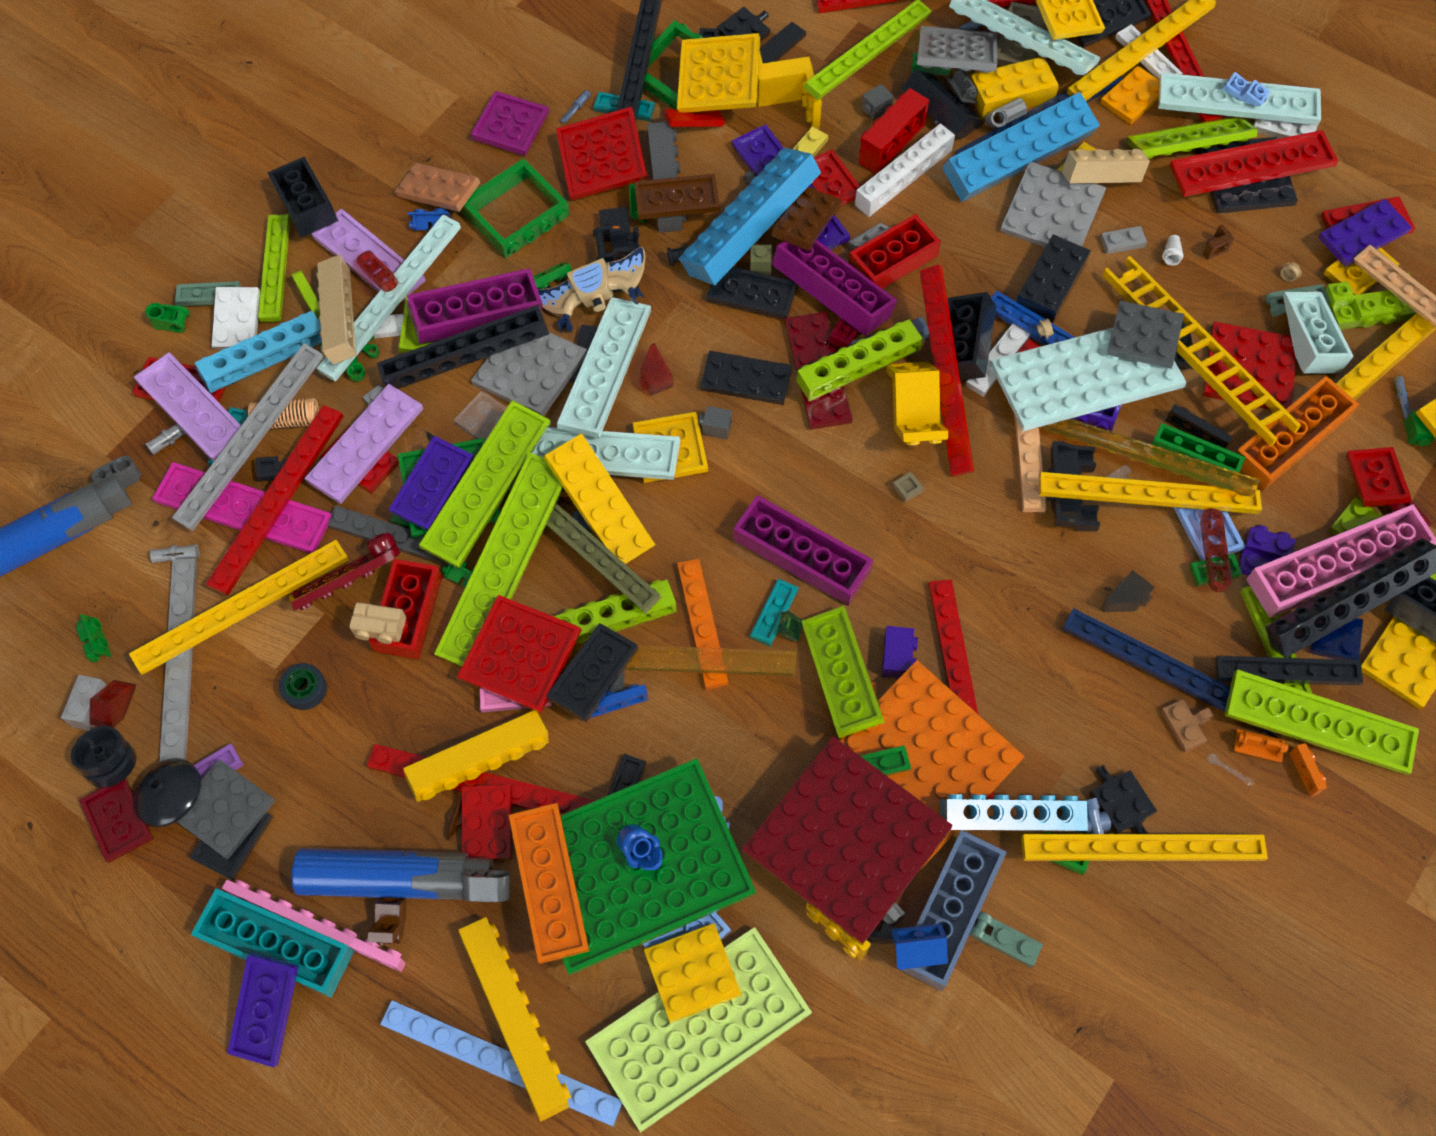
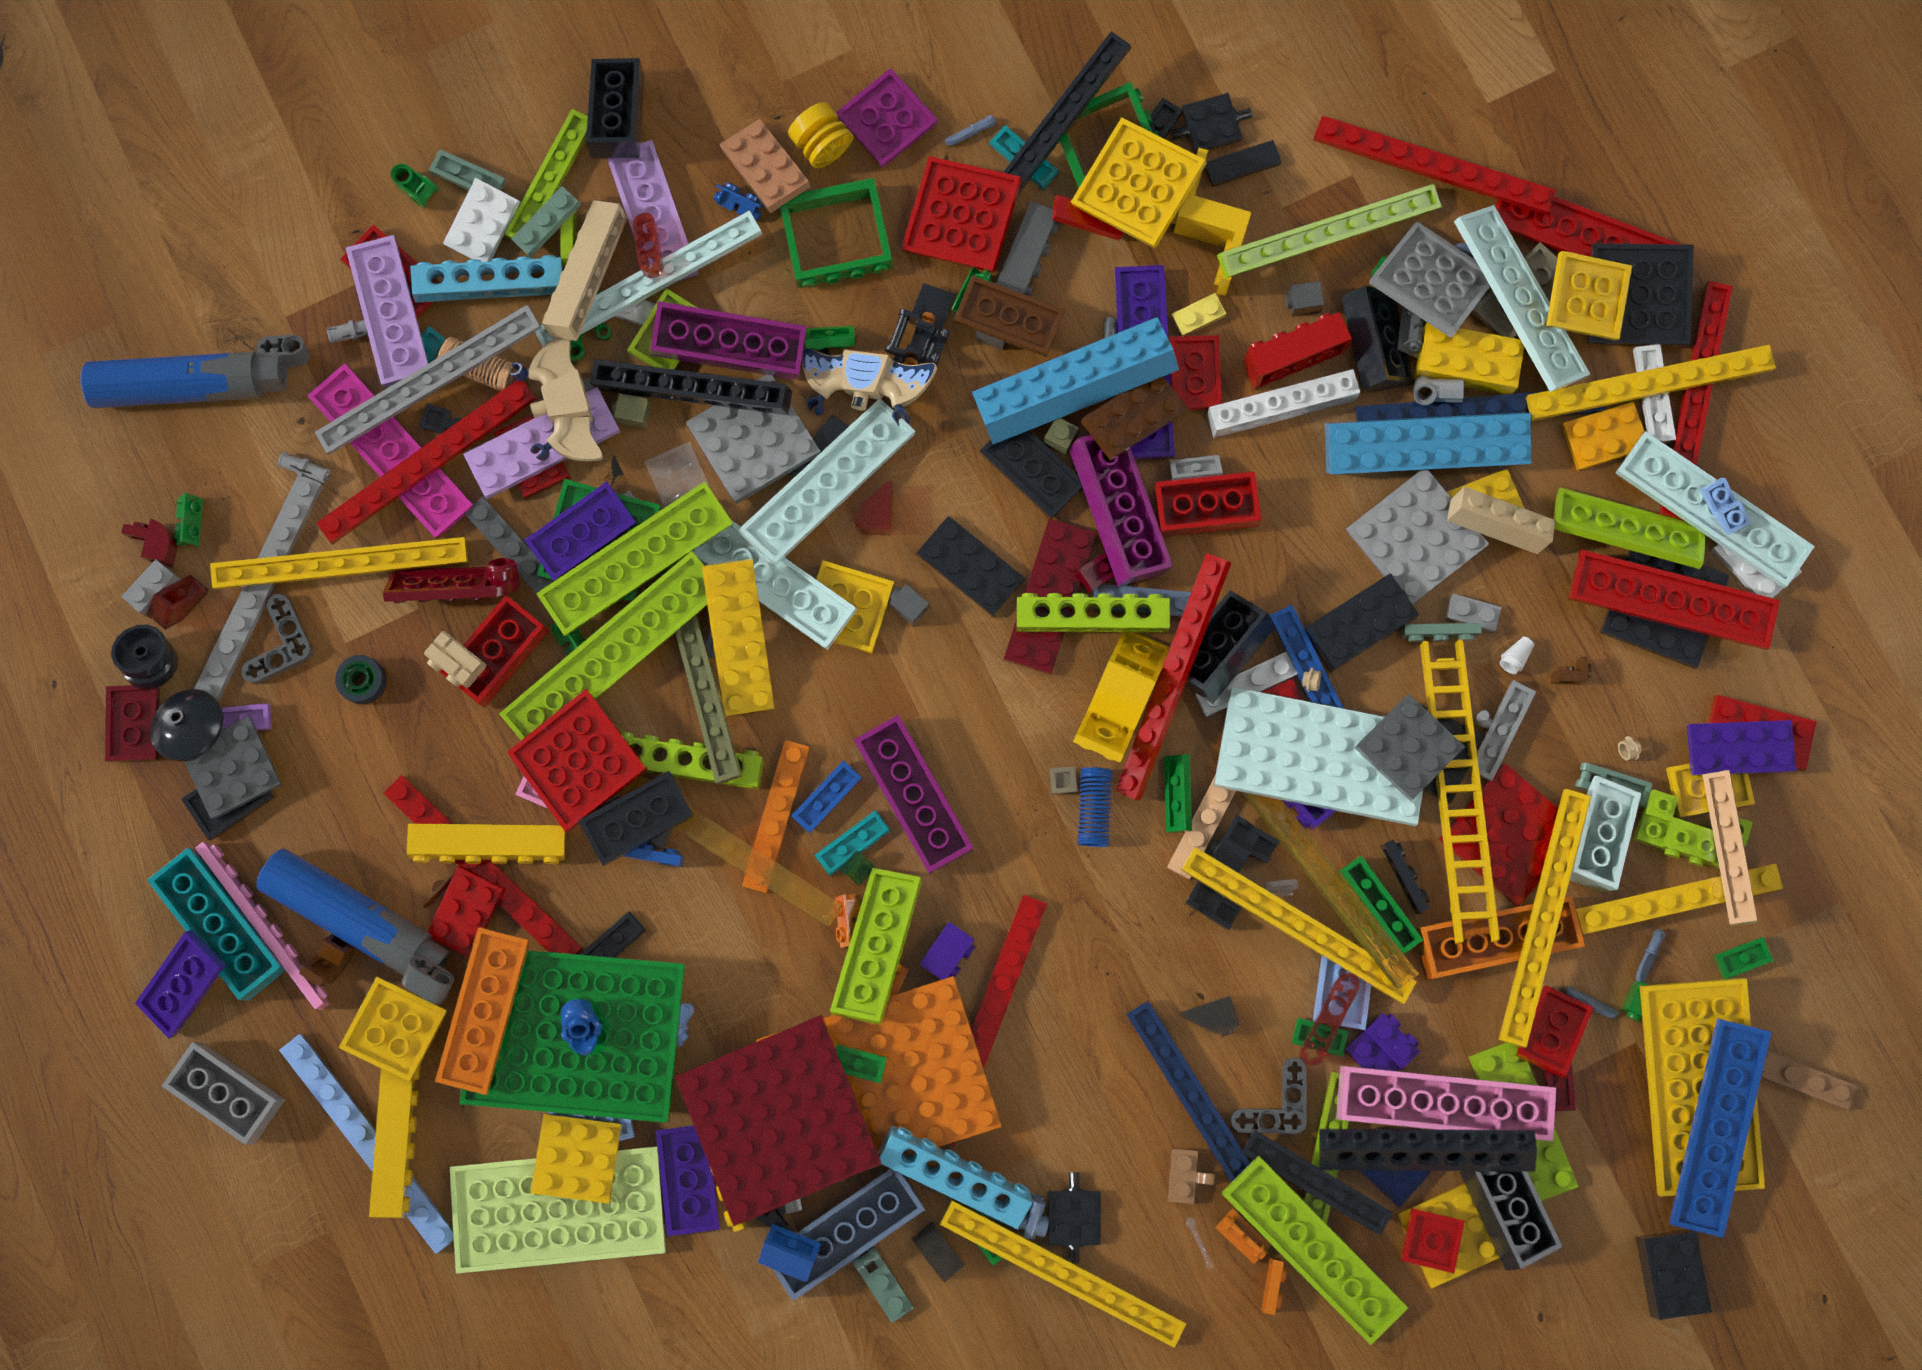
camera: 30 degrees right, 15 degrees up
(69, 663) = (157, 541): none -> dark red brick
(227, 696) = (287, 650): none -> dark grey beam
(287, 292) = (546, 221): none -> sand green plate
(347, 1085) = (223, 1093): none -> light grey brick
(369, 400) = (563, 402): none -> tan torso
(424, 390) = (631, 410): none -> olive brick
(468, 148) = (820, 135): none -> yellow wheel
(476, 944) = (393, 1029): none -> yellow plate
(674, 254) = (976, 381): black bush -> none
(734, 588) = (826, 797): none -> blue plate
(795, 941) = (686, 1182): none -> dark purple plate
(808, 677) = (844, 918): none -> orange hinge
(950, 515) = (1095, 775): none -> blue piece
(998, 453) = (1177, 793): none -> green plate
(1035, 887) = (938, 1252): none -> clear smoke slope
(1110, 259) = (1440, 632): none -> sand green plate
(1195, 296) = (1501, 728): none -> light grey plate
(1227, 634) = (1288, 1108): none -> dark grey beam
(1321, 399) = (1544, 918): none -> yellow plate
(1398, 448) = (1598, 1006): none -> sand blue piece
(1402, 667) = (1432, 1240): none -> red plate

